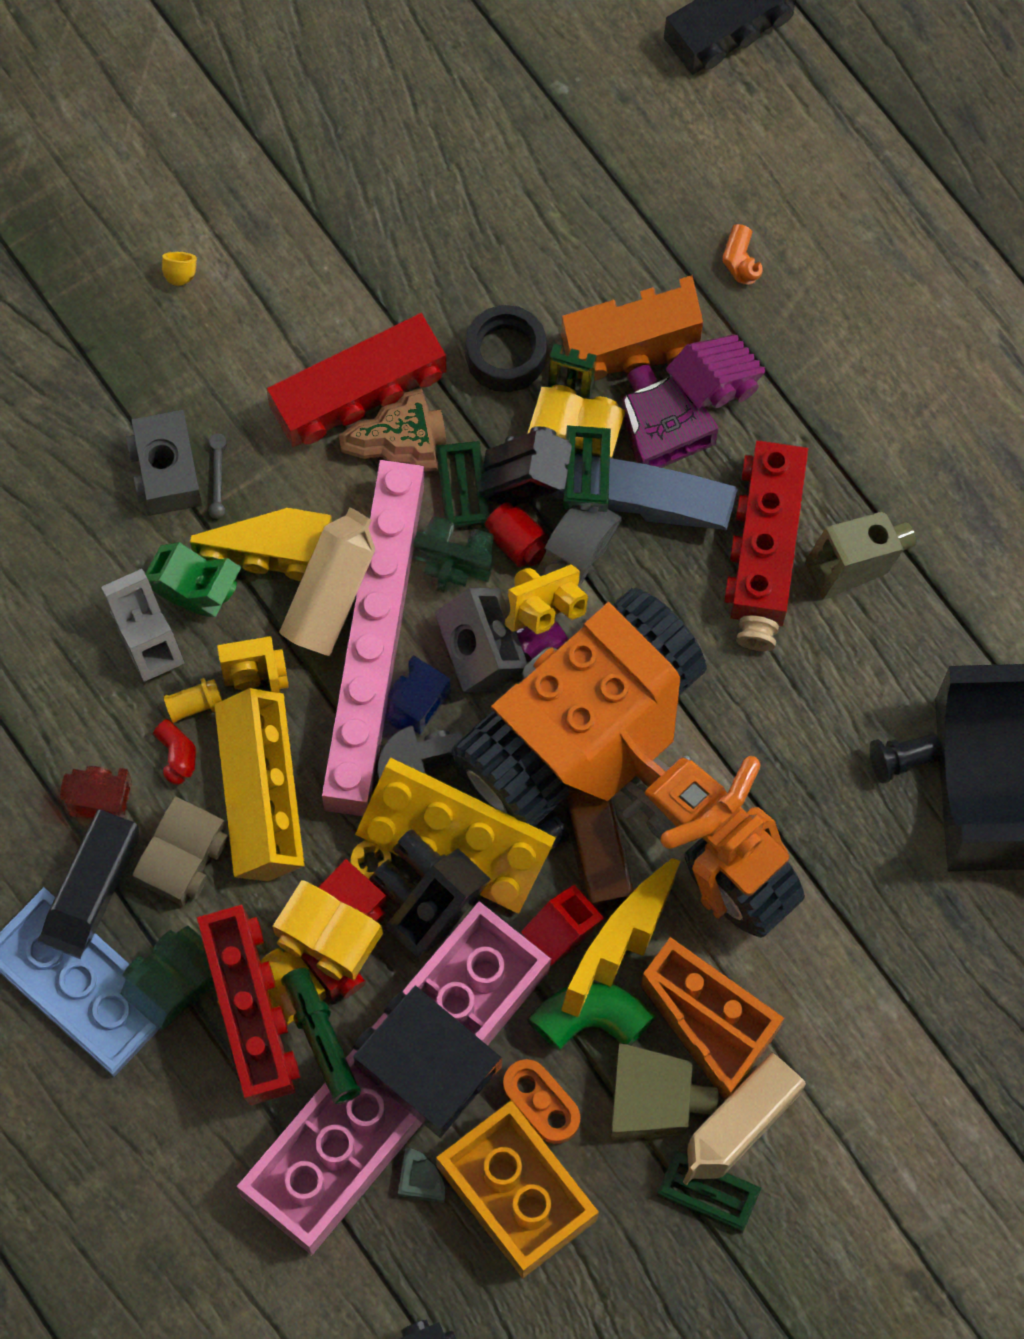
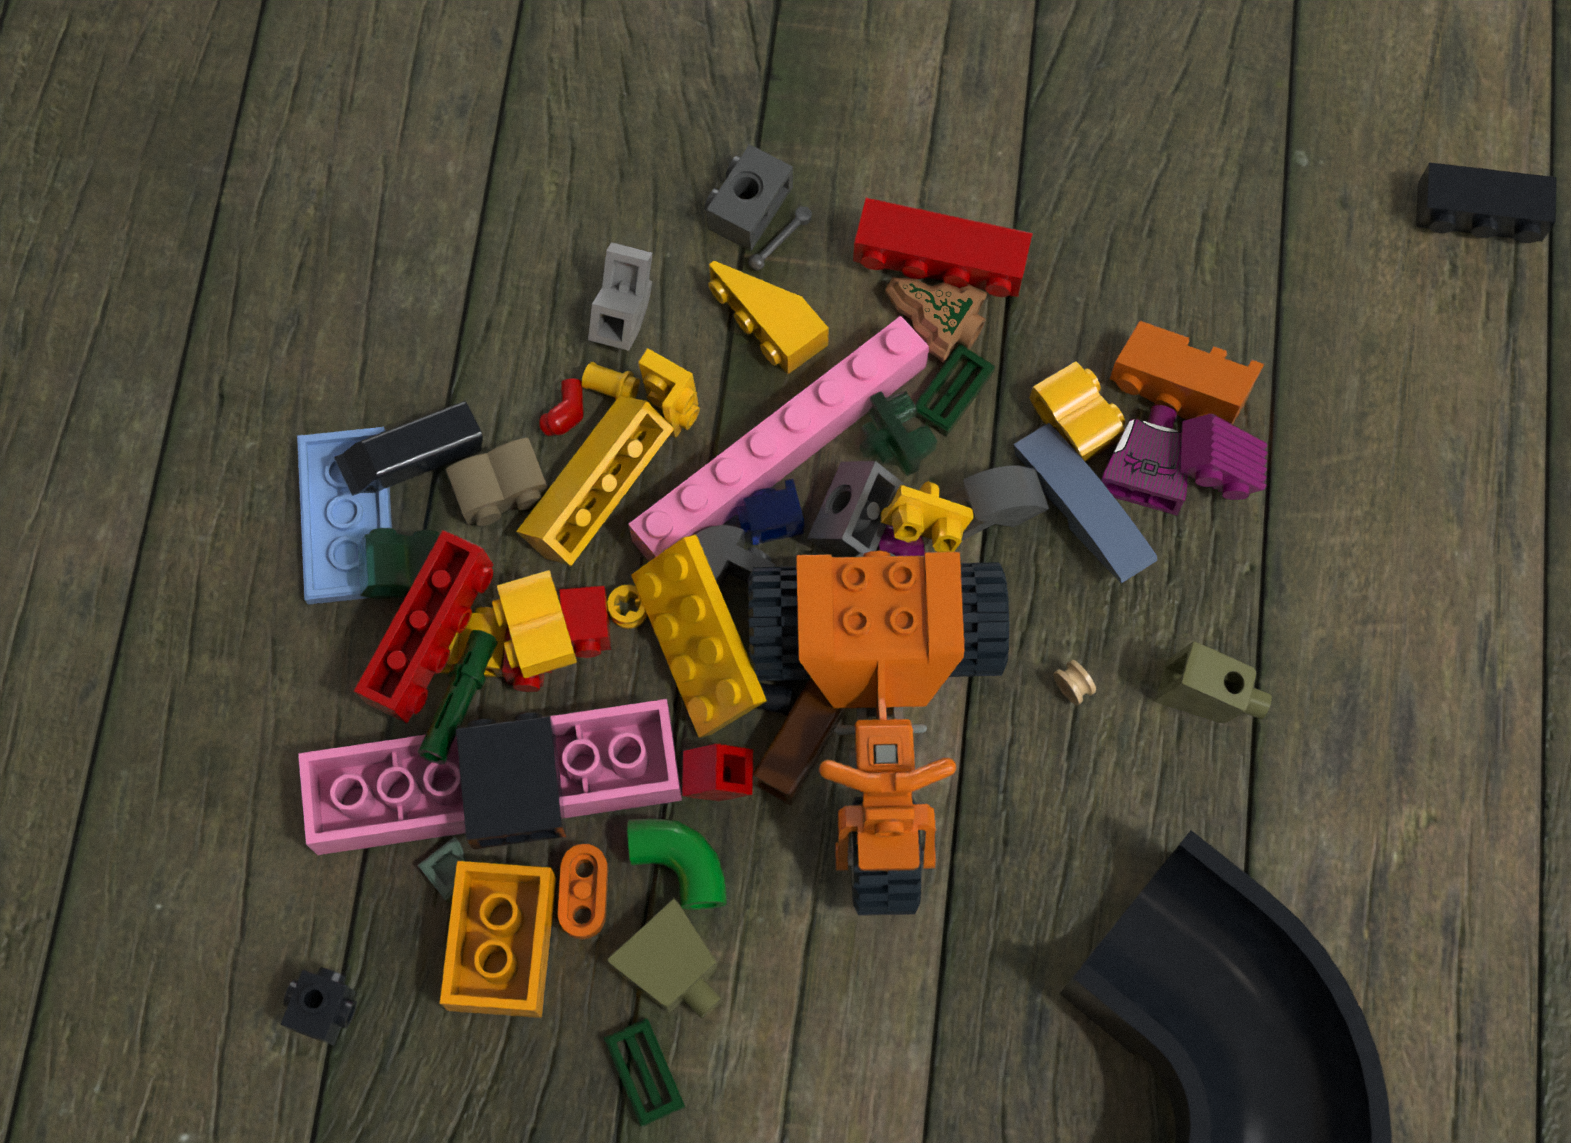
camera: 45 degrees right, 0 degrees up
(95, 790) = (482, 391): clear red brick -> none
(178, 267) = (889, 67): yellow hinge -> none
(191, 580) = (688, 294): green brick -> none
(330, 583) = (777, 376): tan piece -> none
(439, 900) = (639, 670): black brick -> none
(512, 318) = (1083, 284): black tyre -> none
(517, 534) = (957, 455): red brick -> none
(525, 467) = (1005, 409): black brick -> none
(574, 365) = (1114, 373): dark green tile -> none
(584, 498) = (1027, 468): dark green tile -> none
(626, 929) = (764, 816): yellow slope -> none
(710, 1015) = (765, 942): orange wedge -> none
(736, 257) = (1322, 389): orange arm -> none
(742, 1119) = (715, 1040): tan piece -> none
(768, 532) = (1154, 612): red brick -> none
(898, 756) = (1105, 873): black pin -> none

